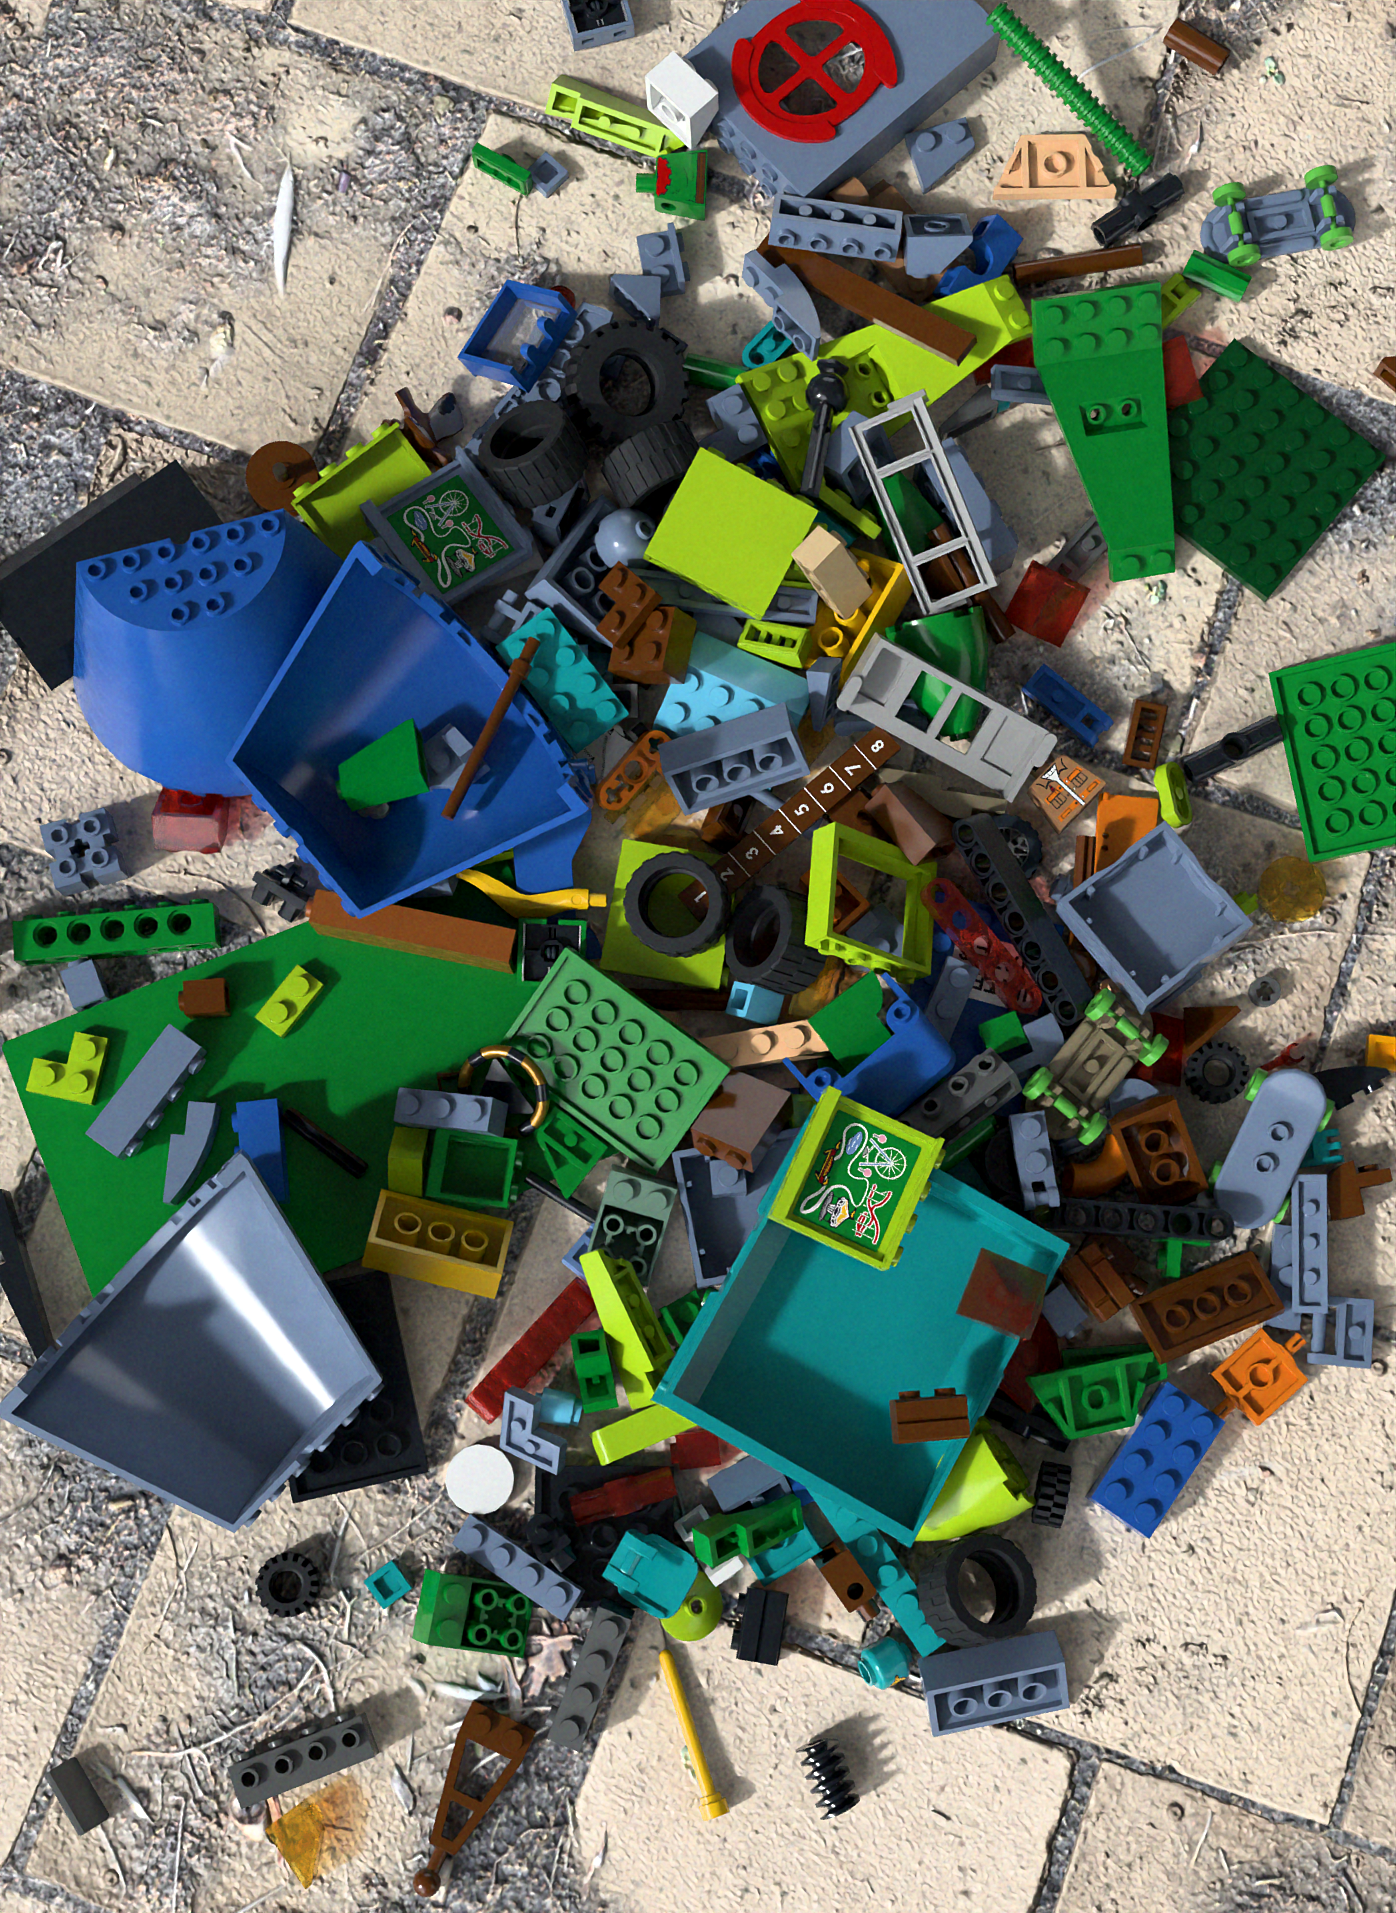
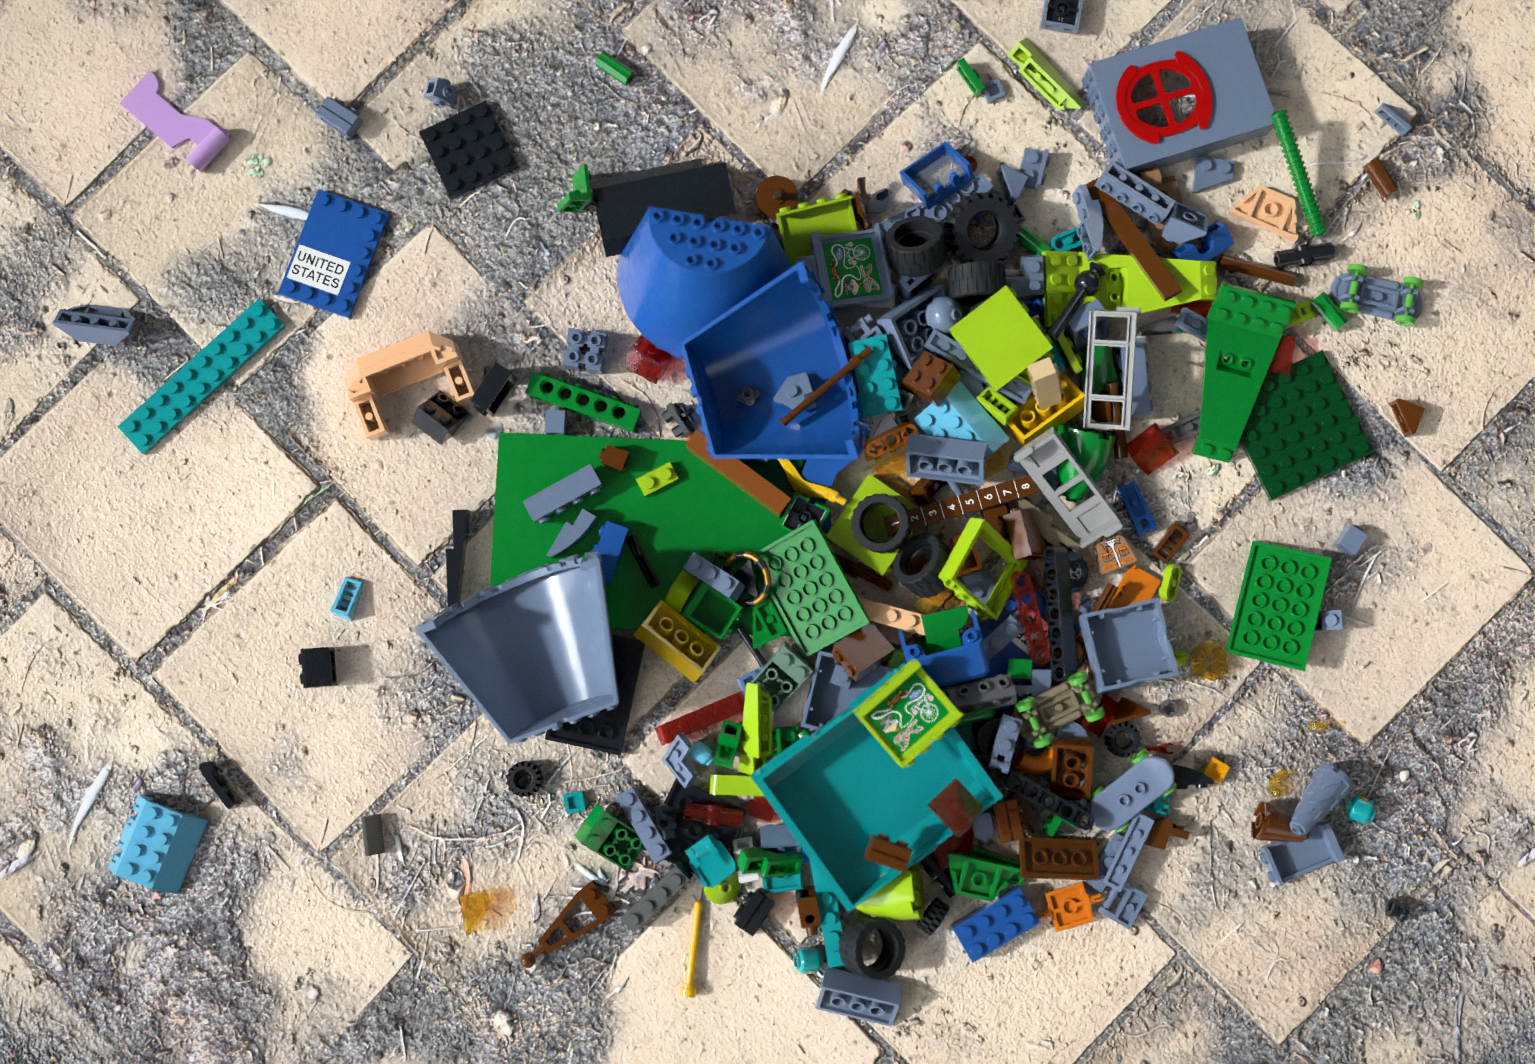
camera: 25 degrees right, 5 degrees up
(76, 1079) = (532, 468): lime plate -> none
(303, 1759) = (493, 870): dark grey brick -> none
(385, 769) = (761, 382): green slope -> none
(480, 1479) = (644, 770): white tile -> none
(633, 605) = (931, 353): reddish brown plate -> none
(678, 184) = (1061, 128): green torso -> none
(681, 98) = (1085, 84): white slope -> none
(754, 1004) = (897, 592): medium azure brick -> none
(822, 688) = (1010, 442): sand blue slope -> none
(829, 1777) = (754, 1004): black piece -> none
(1249, 742) = (1201, 573): black piece -> none

